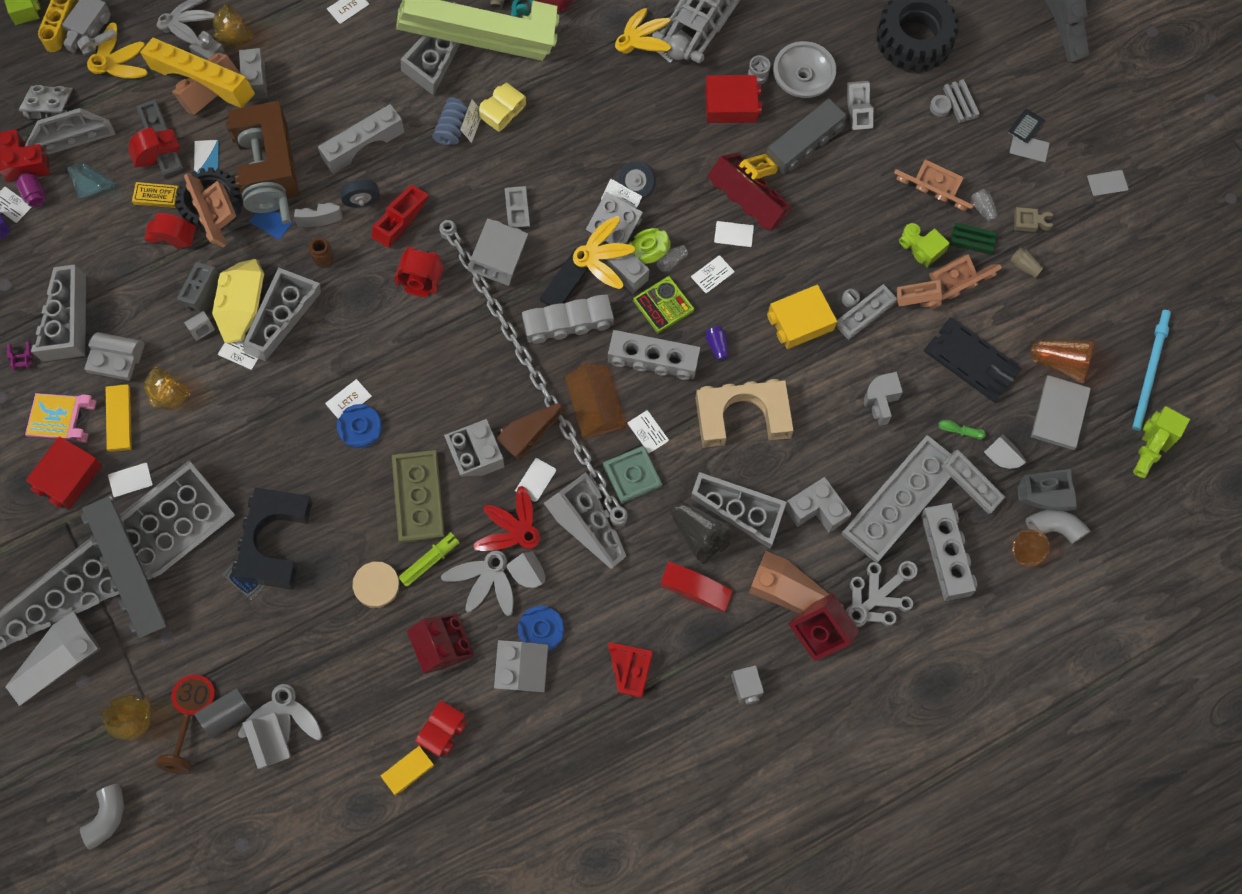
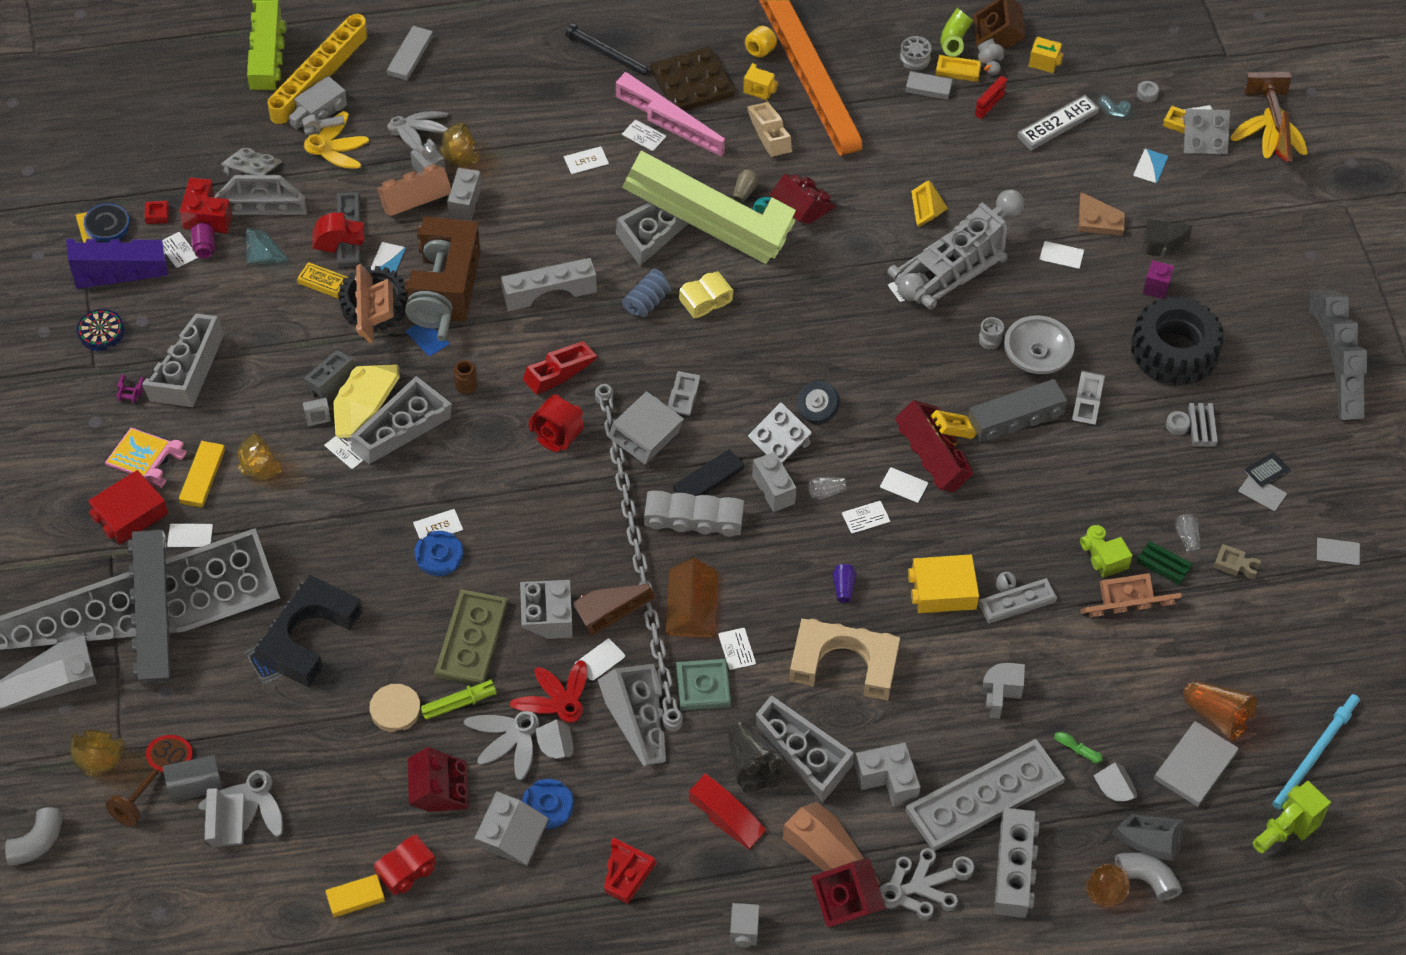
camera: 20 degrees right, 15 degrees down
(113, 355) = (220, 414): light grey brick -> none
(171, 230) = (324, 313): red brick -> none
(225, 83) = (432, 192): yellow arch -> none
(325, 215) = (482, 345): light grey slope -> none
(359, 193) = (526, 333): black wheel -> none
(471, 121) = (667, 299): clear sticker -> none
(594, 252) = (739, 457): yellow plant -> none
(623, 193) = (800, 410): clear sticker -> none
(634, 34) = (872, 265): yellow plant -> none
(650, 245) = (808, 467): lime tile -> none
(663, 305) = (801, 530): tile -> none
(664, 349) = (766, 563): light grey brick -> none
(732, 99) = (951, 353): red brick -> none
(919, 293) = (1081, 596): nougat tile -> none
(937, 180) = (1144, 493): nougat bracket -> none
(973, 358) = (1119, 681): black piece -> none
(973, 481) = (1069, 800): light grey tile -> none
(1026, 262) = (1213, 602): dark tan cone -> none

